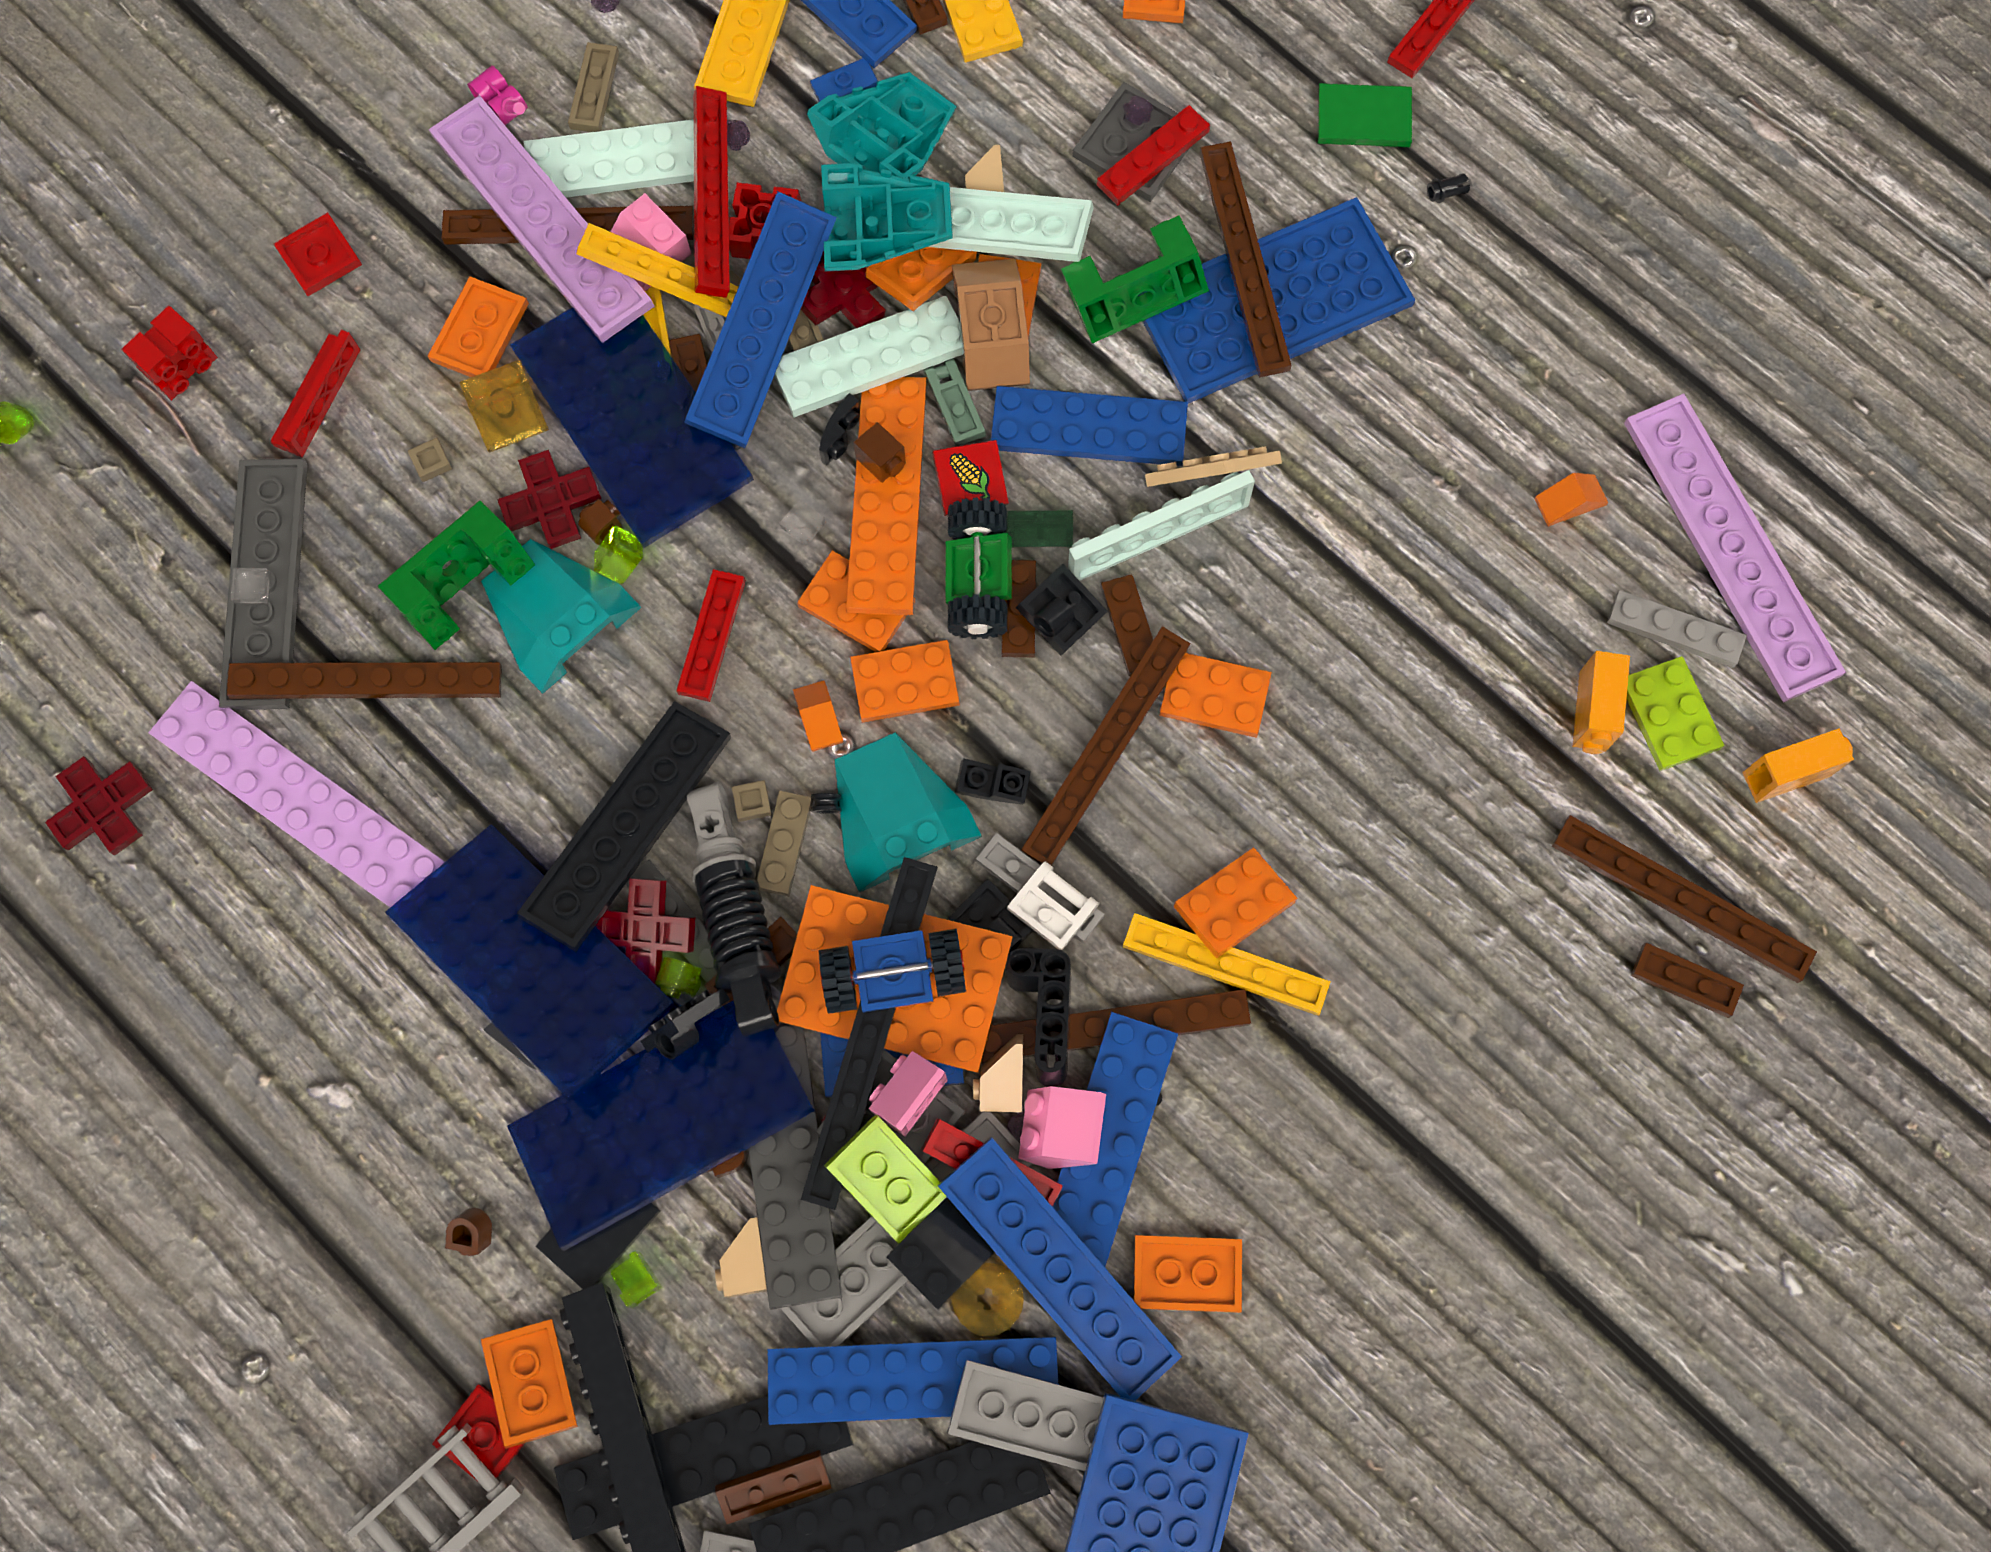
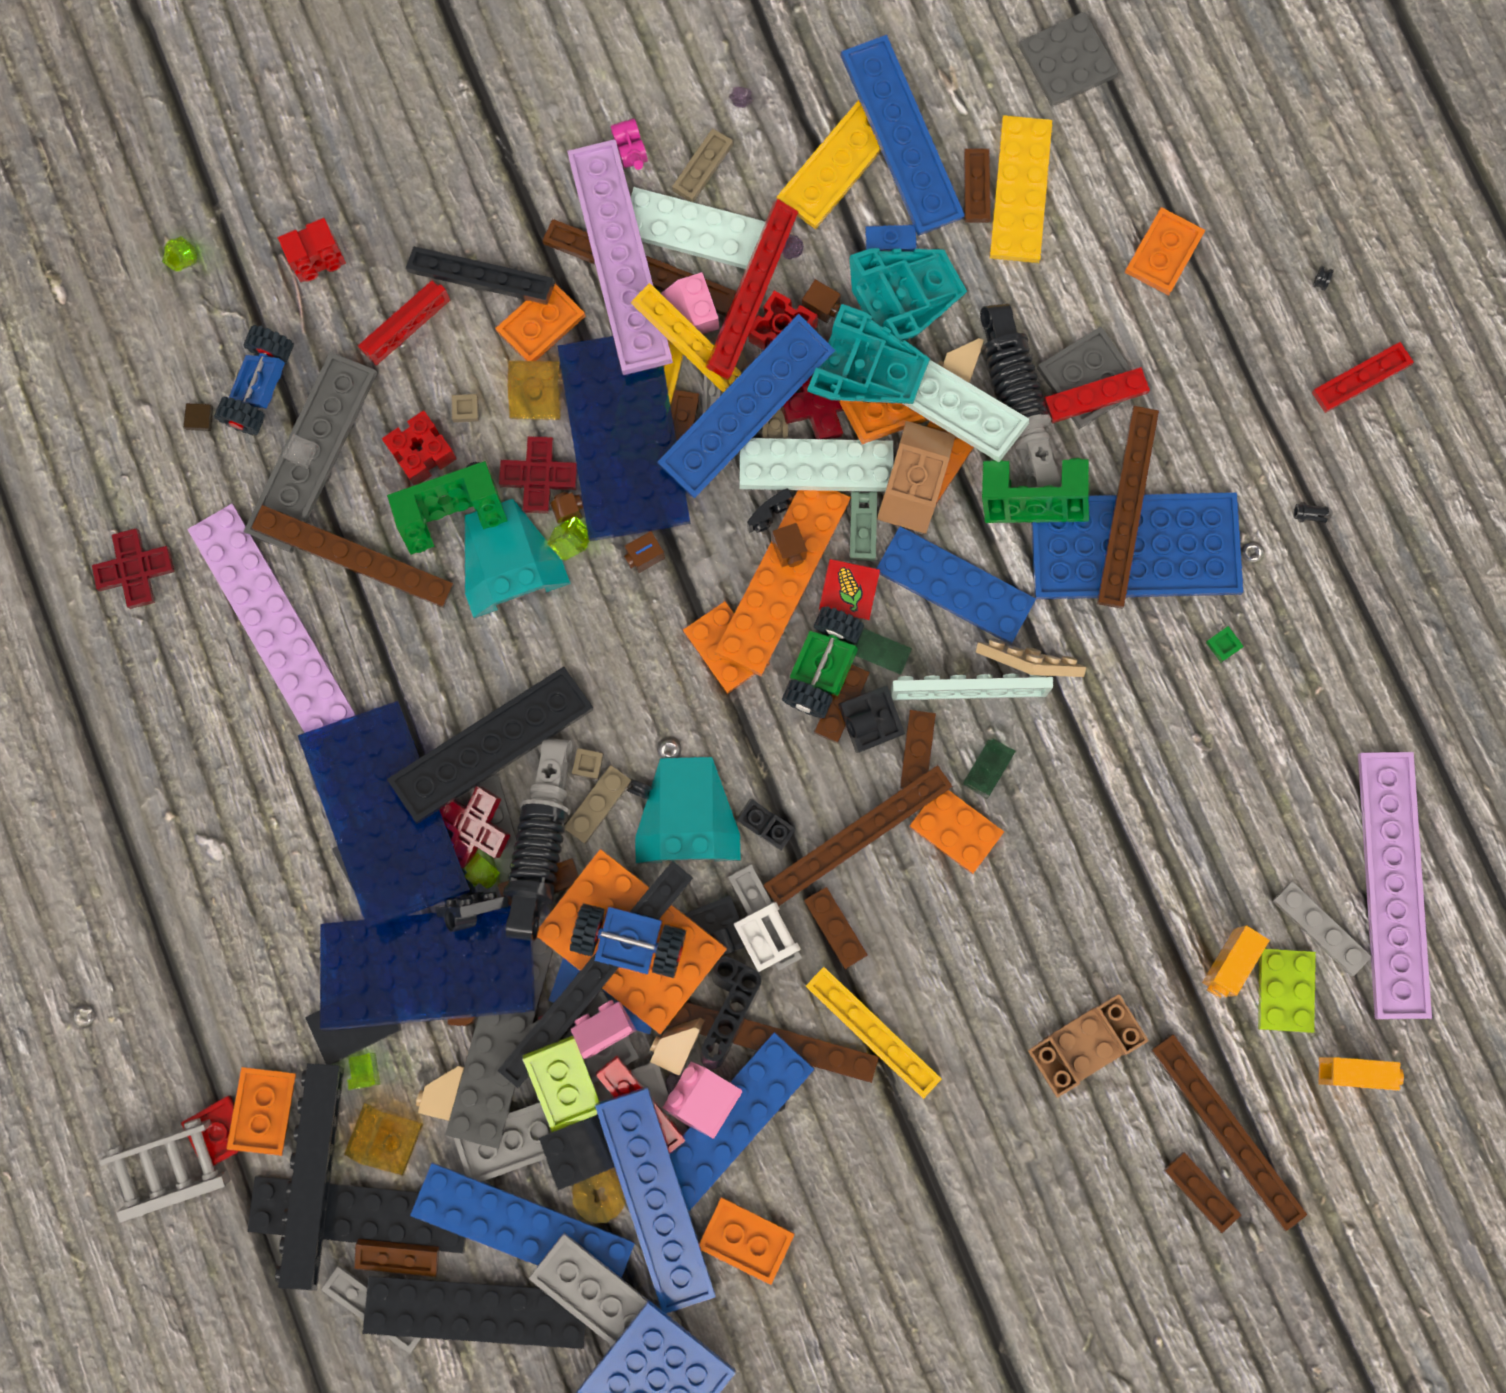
camera: 25 degrees right, 5 degrees up
(108, 599) = (198, 417): none -> dark brown tile
(161, 527) = (255, 380): none -> plate
(317, 254) = (448, 214): red plate -> none
(384, 304) = (480, 275): none -> black plate
(393, 524) = (418, 463): none -> red brick
(469, 1232) = (264, 988): reddish brown plate -> none
(694, 1349) = (383, 1139): none -> clear yellow slope
(711, 635) = (611, 628): red plate -> none
(713, 534) = (643, 552): none -> reddish brown brick
(798, 174) = (822, 301): none -> reddish brown brick
(818, 716) = (662, 720): orange slope -> none
(904, 681) = (735, 721): orange plate -> none
(1053, 171) = (1018, 389): none -> black piece
(1127, 865) = (835, 928): none -> reddish brown plate
(1138, 110) = (1100, 355): clear purple plate -> none
(1221, 609) = (988, 768): none -> clear green hinge
(1235, 902) = (899, 991): orange plate -> none
(1364, 115) = (1274, 427): green tile -> none
(1421, 365) = (1224, 644): none -> green plate
(1480, 867) = (1087, 1045): none -> medium nougat slope
(1571, 498) = (1290, 795): orange slope -> none

